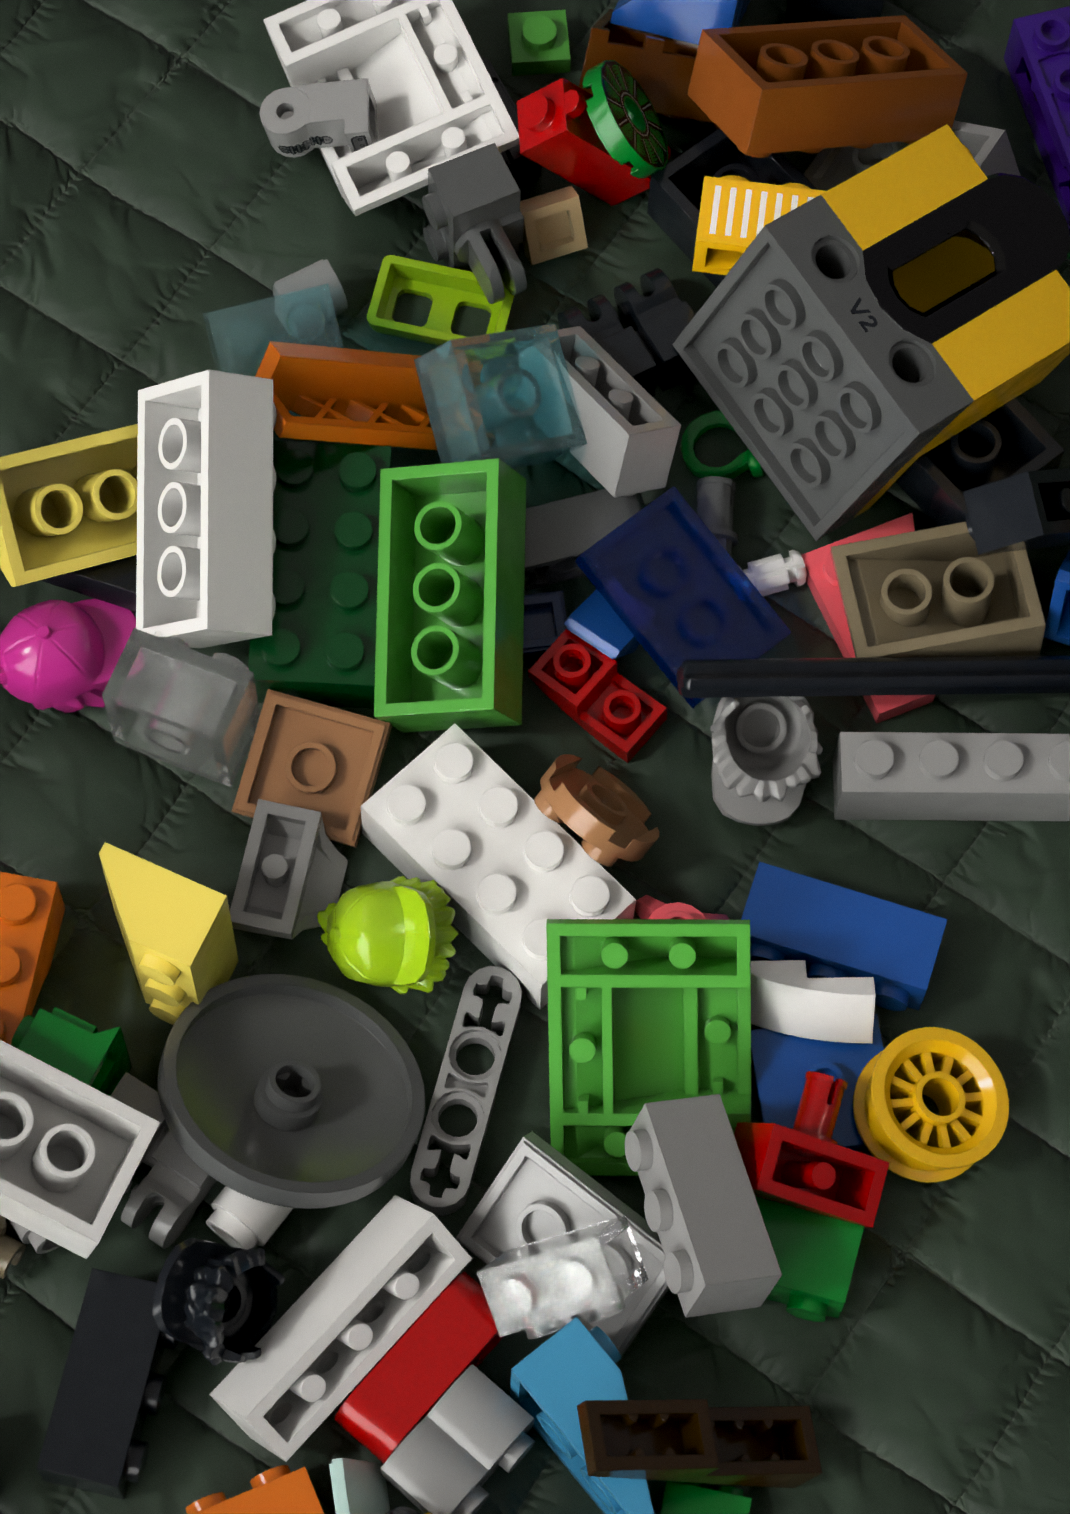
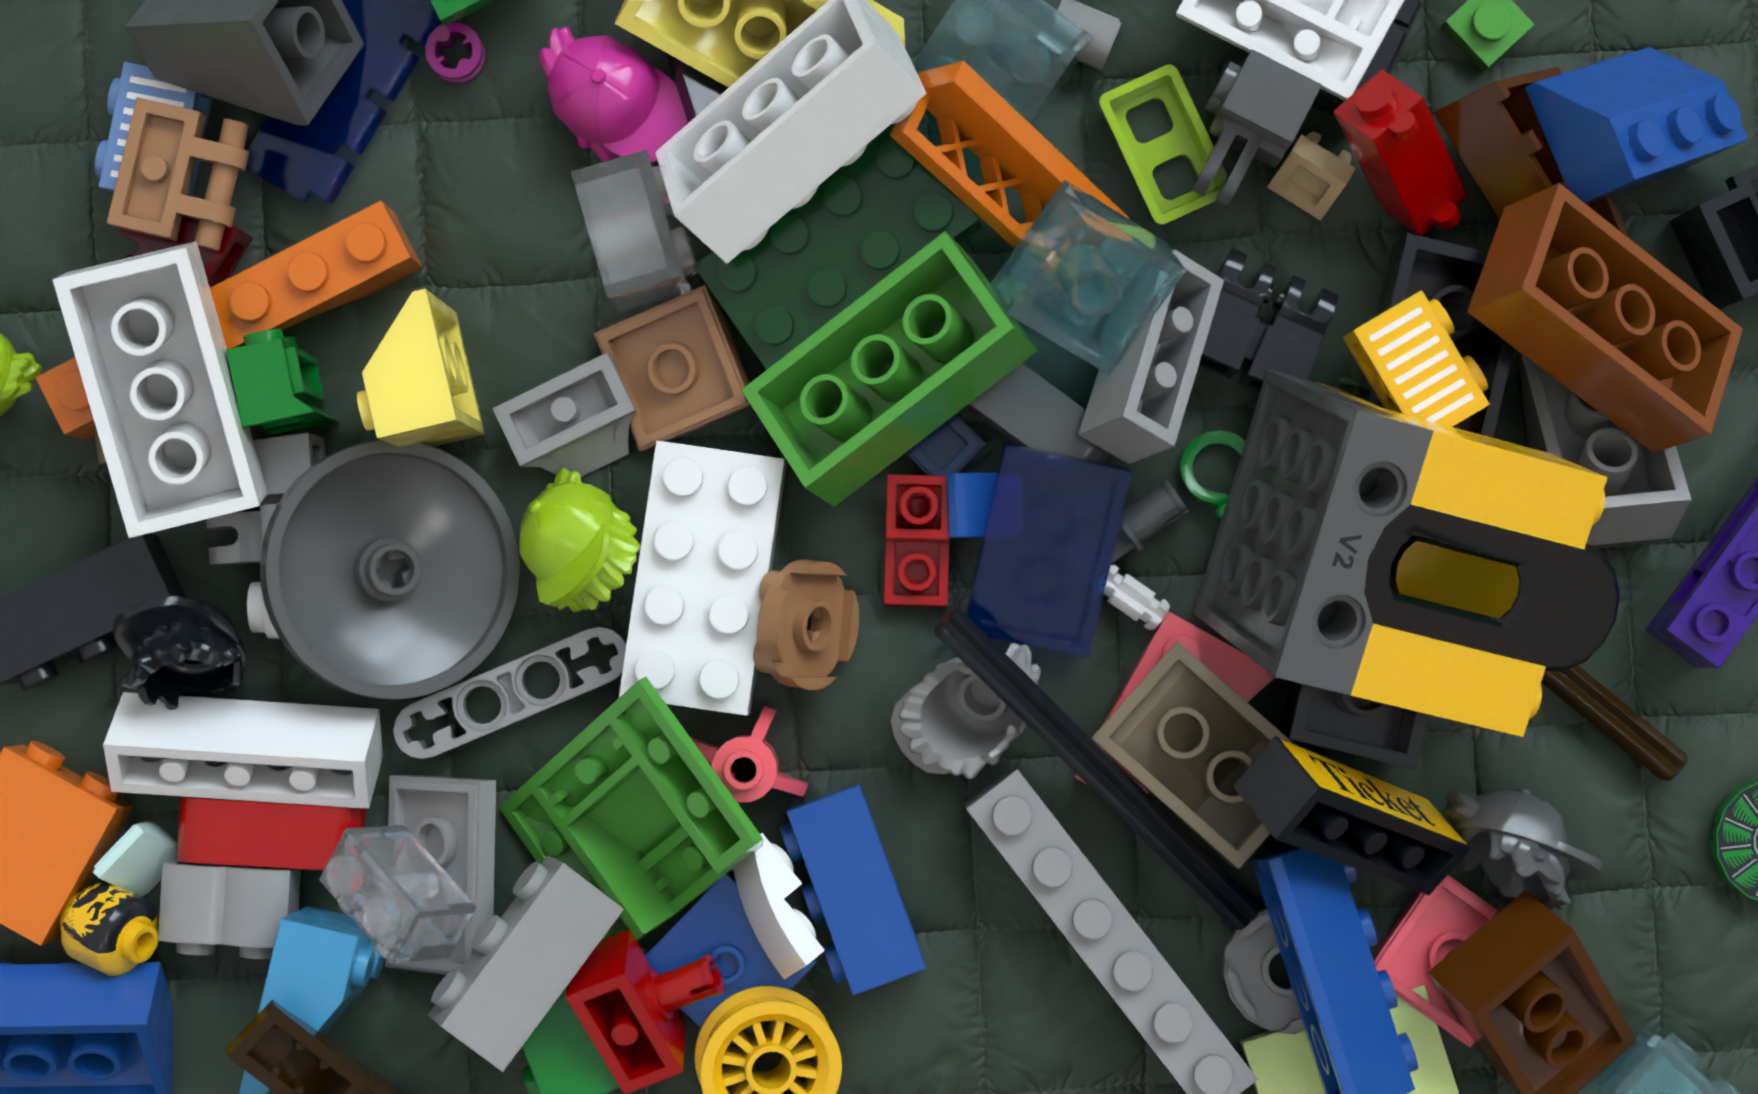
camera: 55 degrees right, 20 degrees up
(625, 119) = (1434, 176): green tile -> none

